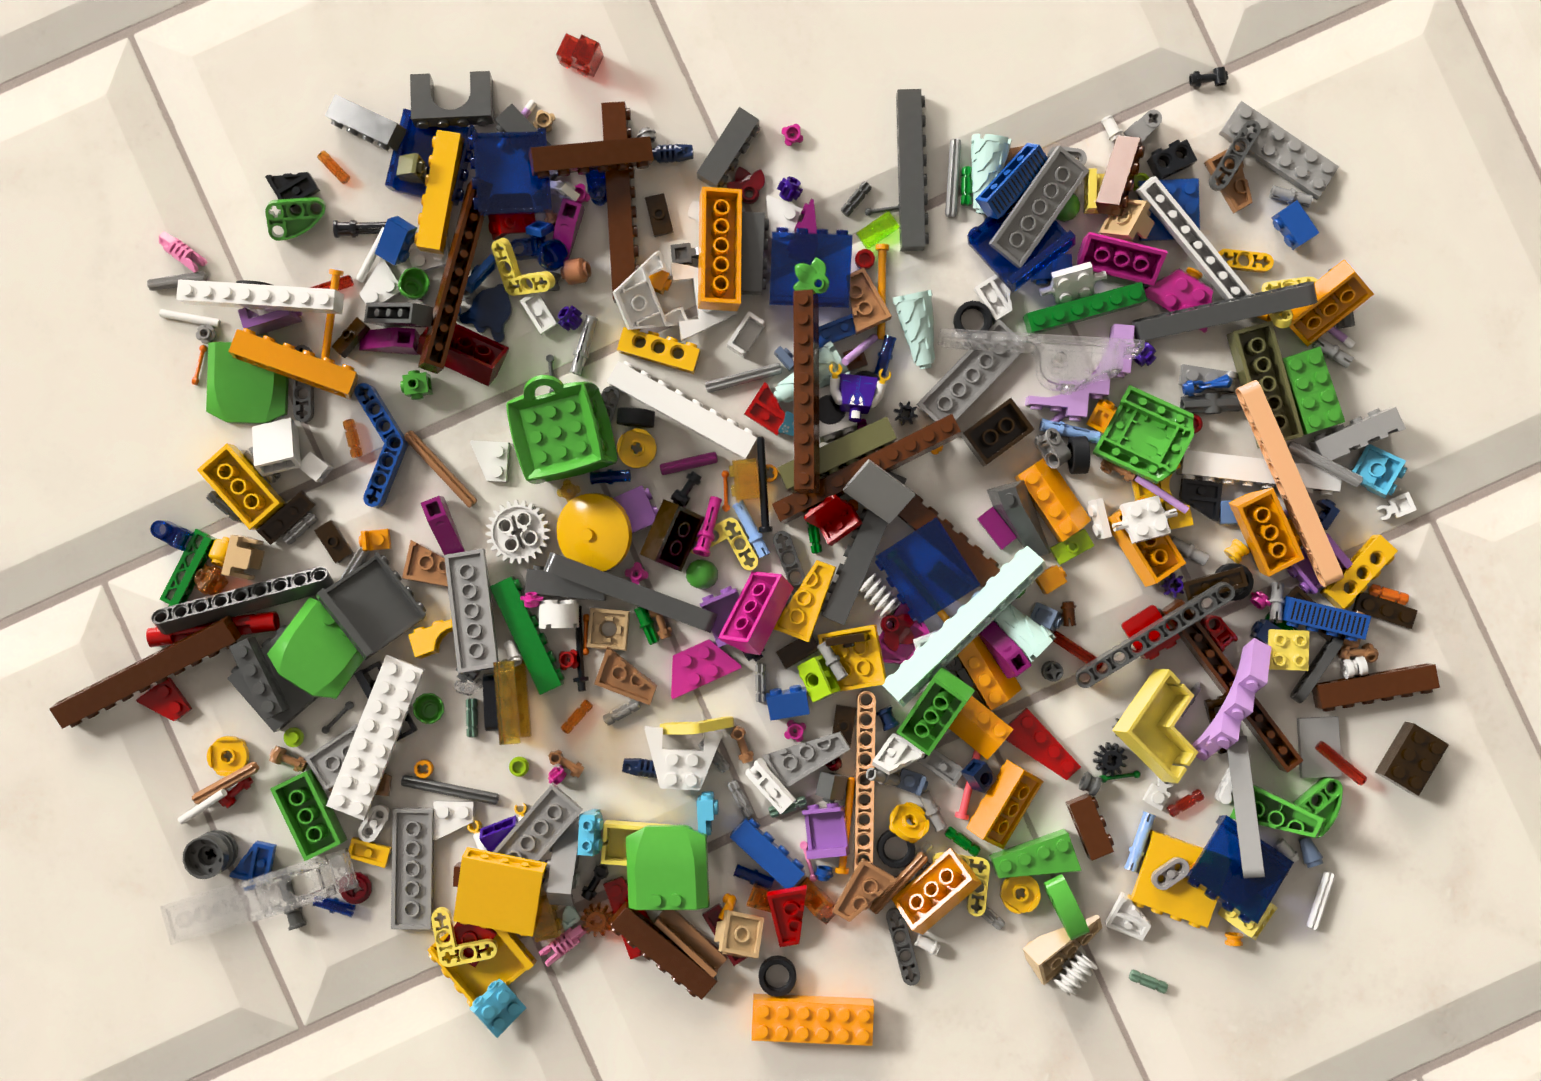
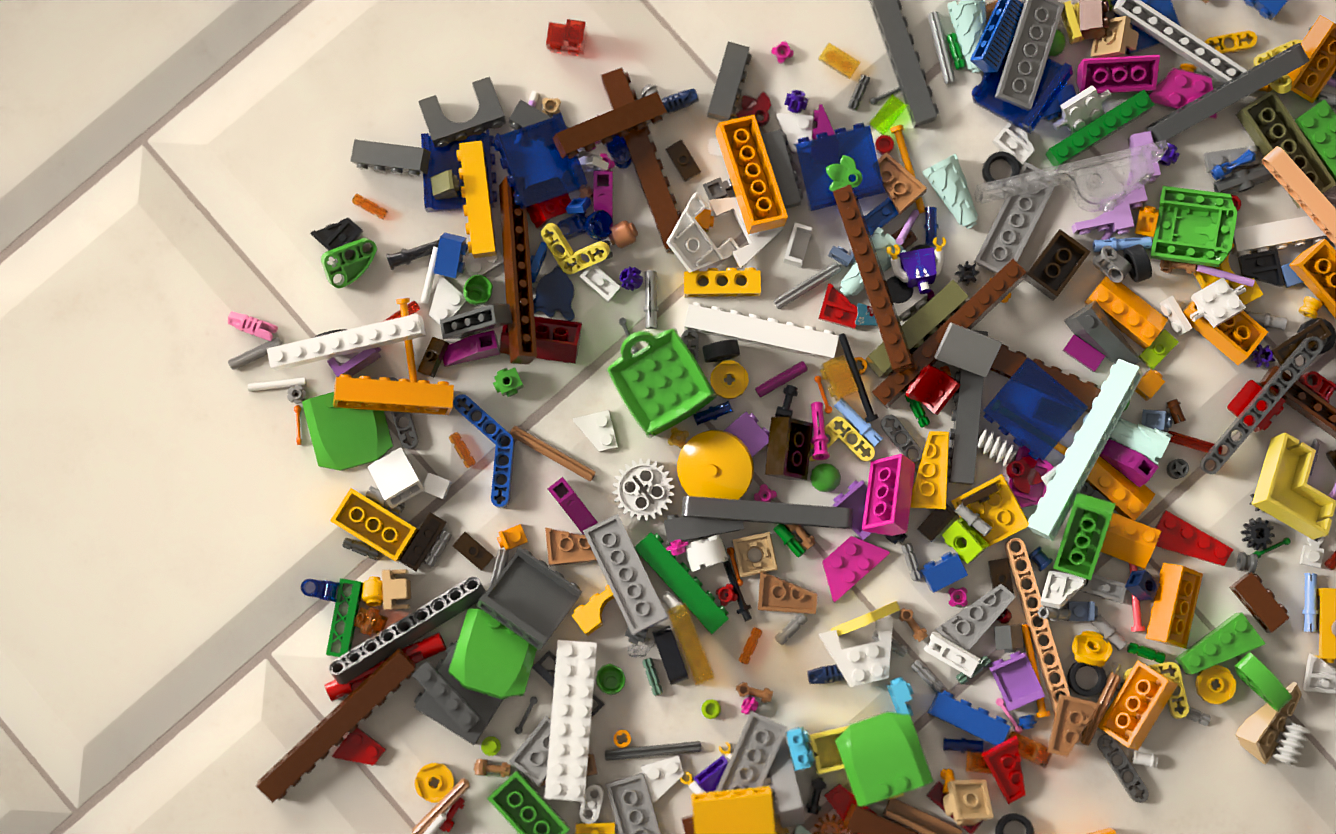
camera: 15 degrees left, 5 degrees down
(846, 160) = (839, 60): none -> clear yellow plate

